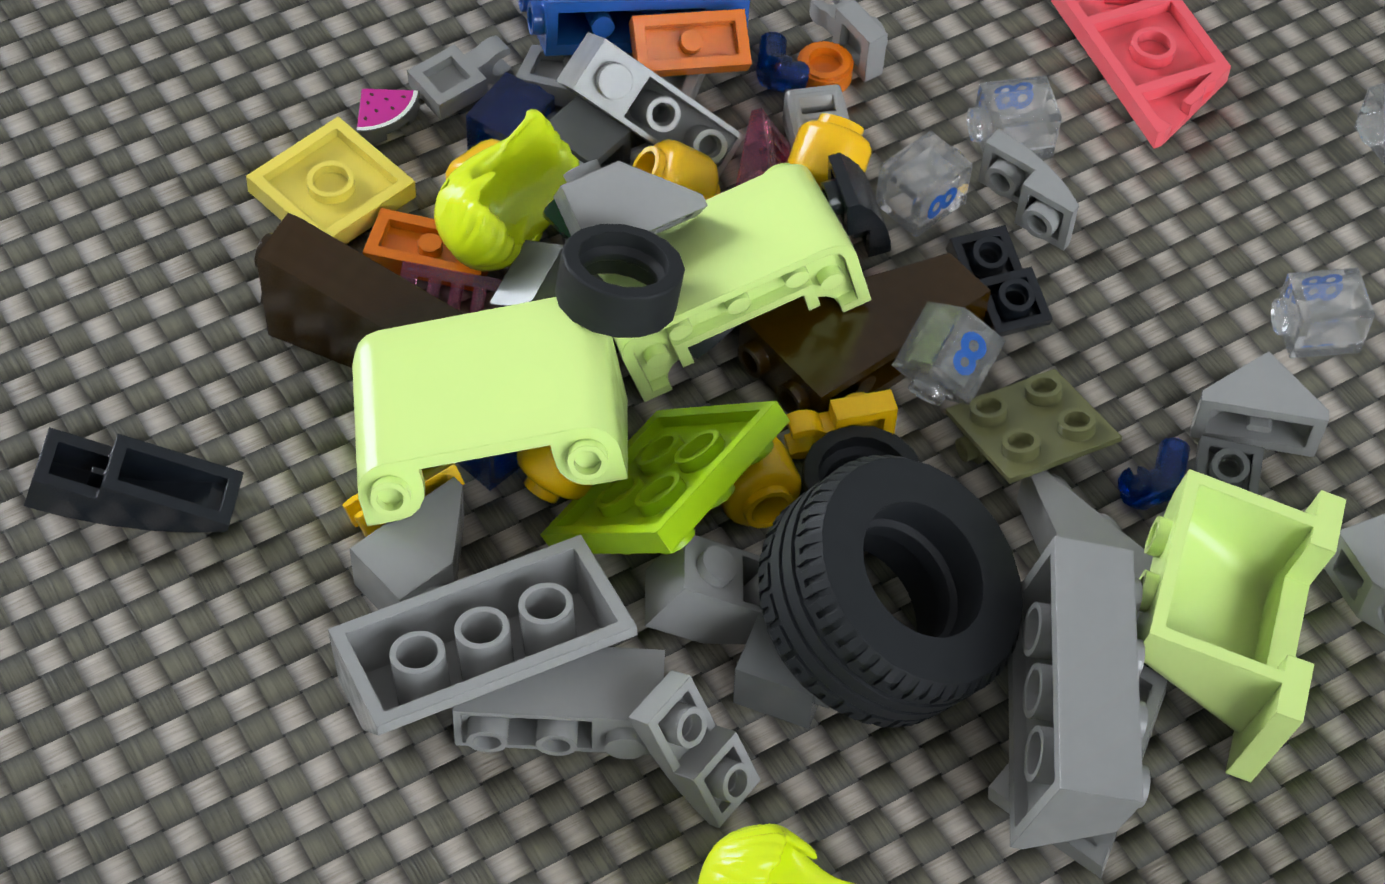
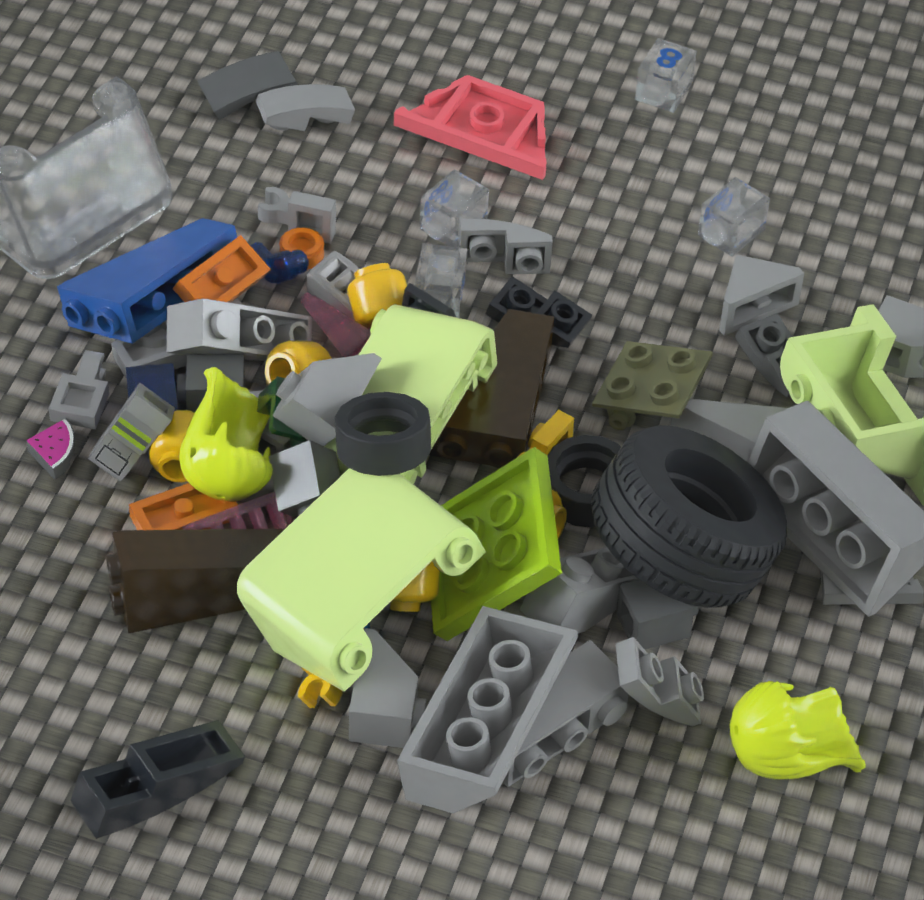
camera: 40 degrees left, 5 degrees down
(332, 182) = (74, 512): light yellow plate -> none
(446, 134) = (132, 432): none -> light grey leg
(948, 354) = (570, 368): clear brick -> none
(1157, 485) = (739, 366): clear blue arm -> none

